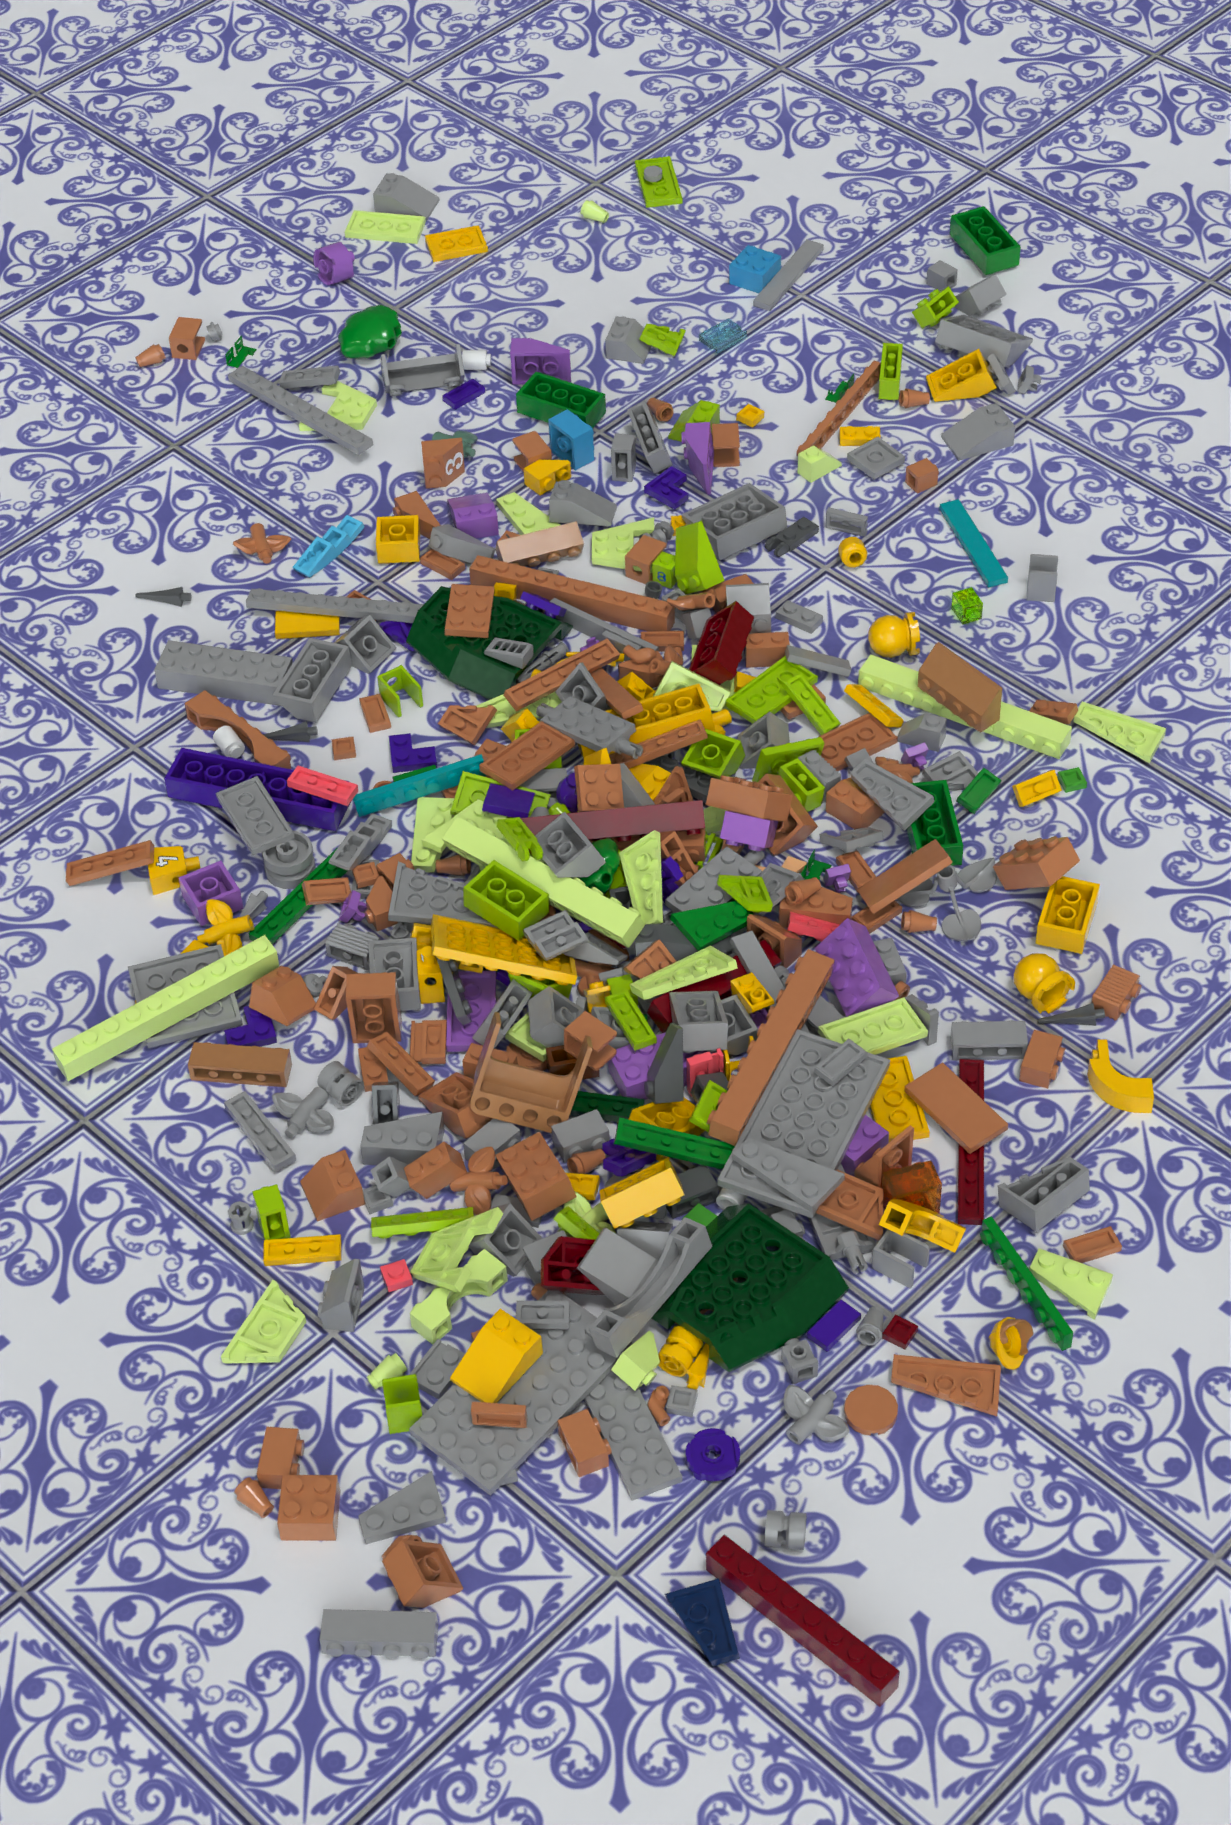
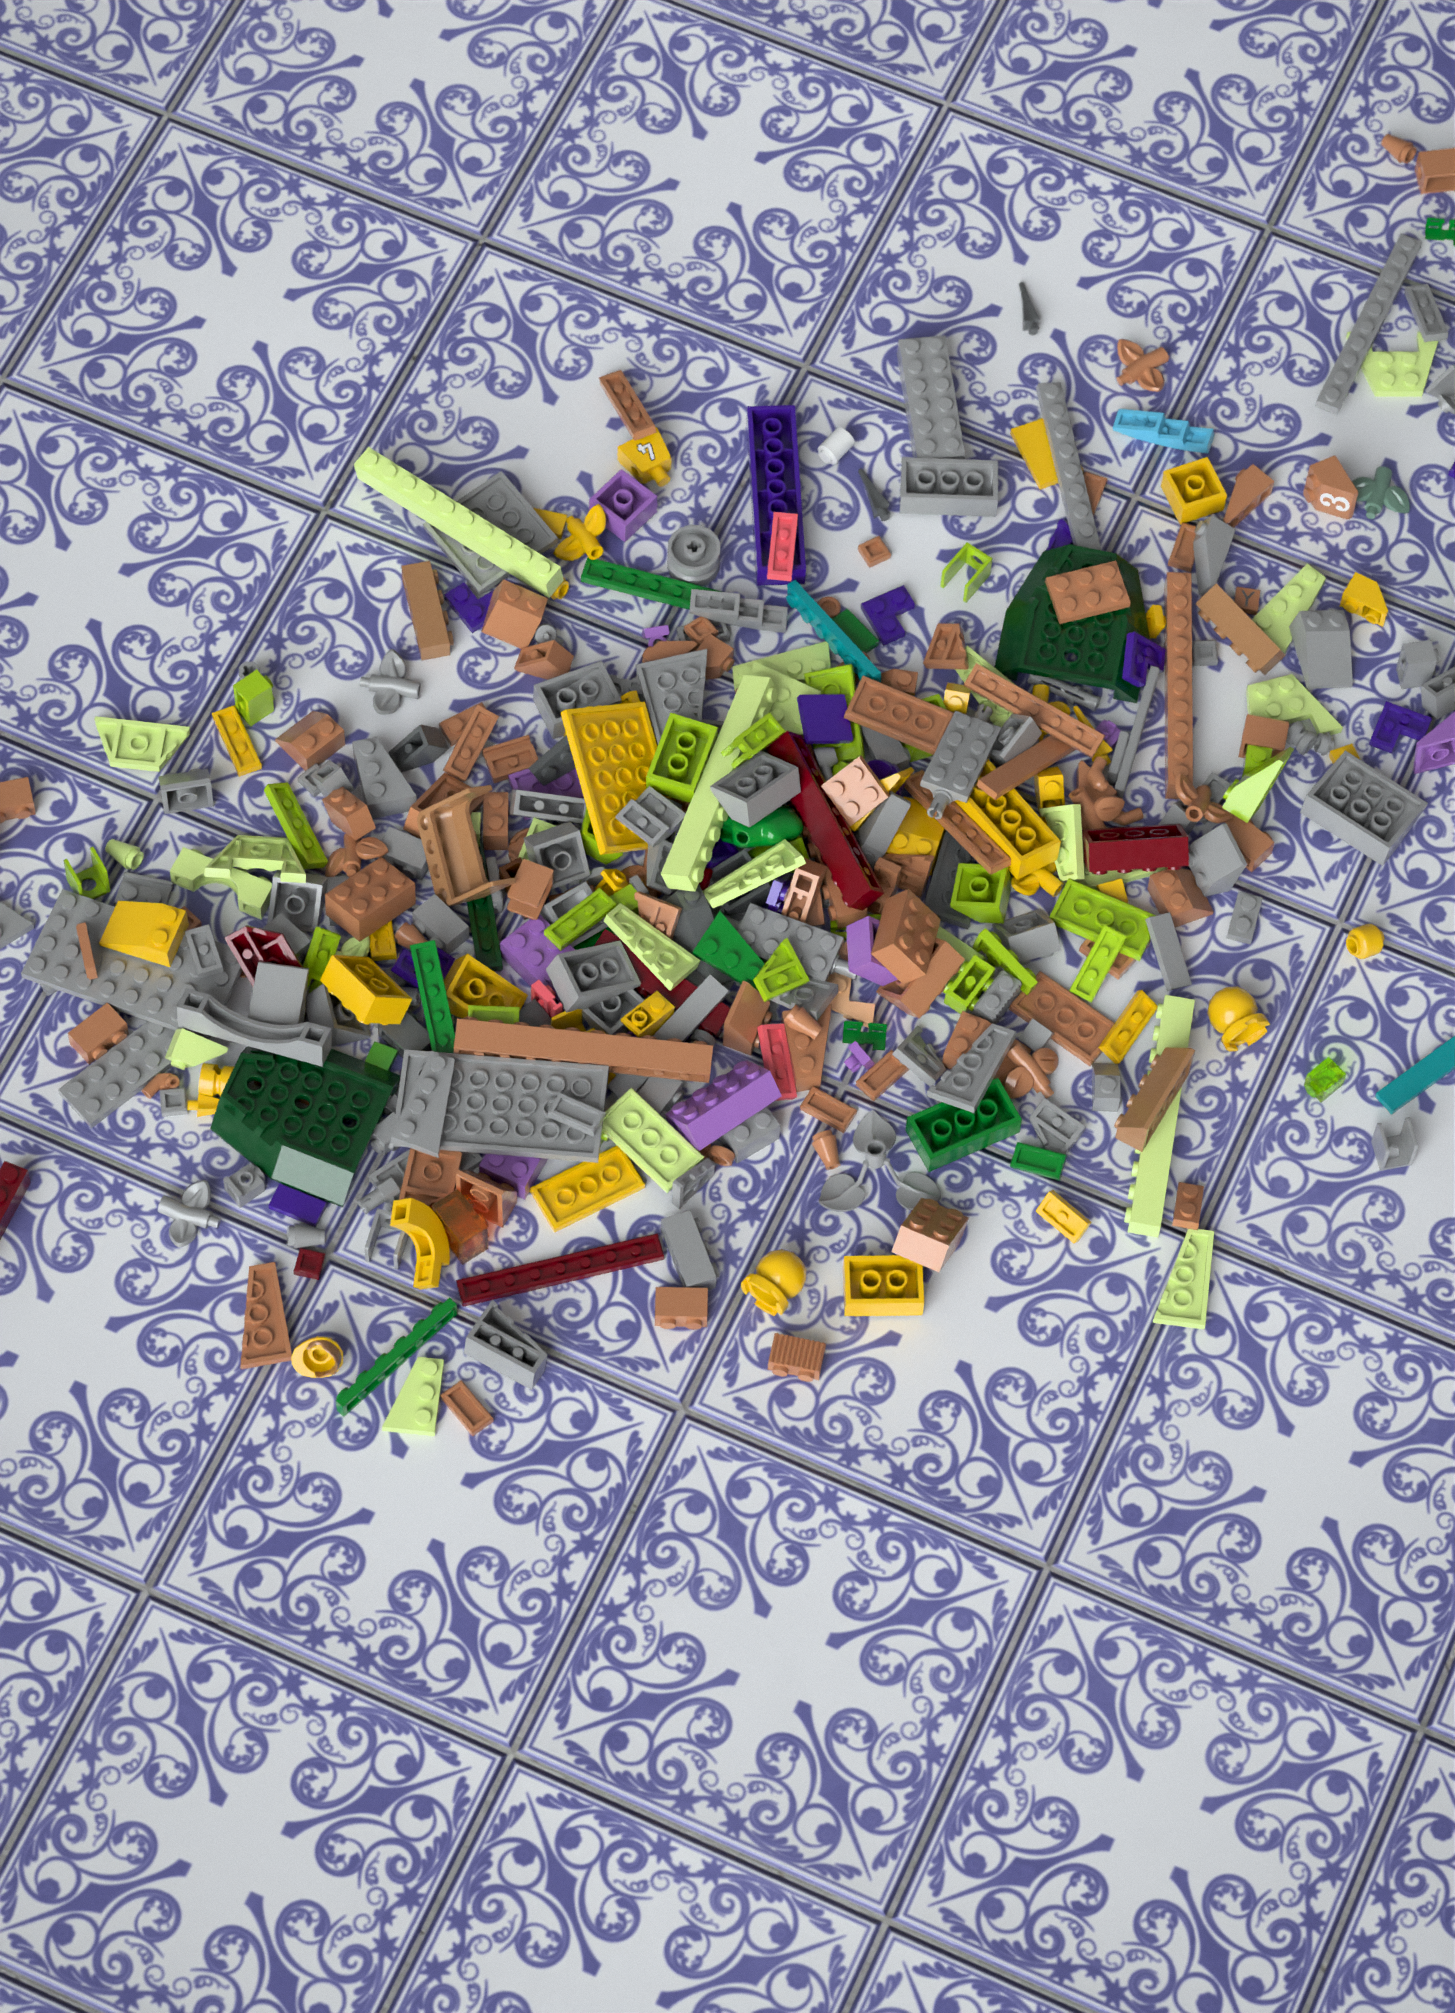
camera: 65 degrees right, 15 degrees up
(211, 714) = (826, 487): nougat arch -> none
(255, 815) = (723, 502): light grey tile -> none
(255, 905) = (625, 549): light grey piece -> none
(260, 1131) = (355, 656): light grey plate -> none
(326, 891) = (665, 604): nougat tile -> none
(340, 1083) = (430, 701): light grey wheel -> none
(349, 945) = (607, 647): light grey brick -> none
(366, 644) = (1023, 517): light grey slope -> none
(373, 1006) = (516, 693): nougat brick -> none
(375, 713) = (933, 562): nougat tile -> none
(396, 1275) = (233, 825): coral plate -> none
(474, 515) = (1272, 549): medium lavender slope -> none
(520, 654) = (1043, 666): light grey slope -> none
(532, 449) = (1392, 571): nougat piece -> none
(571, 439) = (1425, 603): dark azure brick -> none
(653, 589) = (1219, 757): dark grey hinge -> none
(664, 638) = (1151, 795): nougat tile -> none
(666, 1071) = (519, 971): dark grey slope -> none
(712, 1469) = (124, 1156): dark purple plate -> none
(785, 1529) = (56, 1221): light grey wheel -> none
(792, 537) = (1372, 874): dark grey hinge -> none
(847, 520) = (1414, 921): light grey tile -> none
(871, 1409) = (213, 1261): nougat tile -> none
(904, 876) = (868, 1115): nougat tile -> none
(915, 756) = (1064, 1087): medium lavender tile -> none
(956, 1108) = (587, 1243): nougat tile -> none
(1072, 780) = (1096, 1250): bright green tile -> none
(1084, 1015) = (758, 1335): dark grey piece -> none
(1118, 1090) = (670, 1376): yellow arch -> none

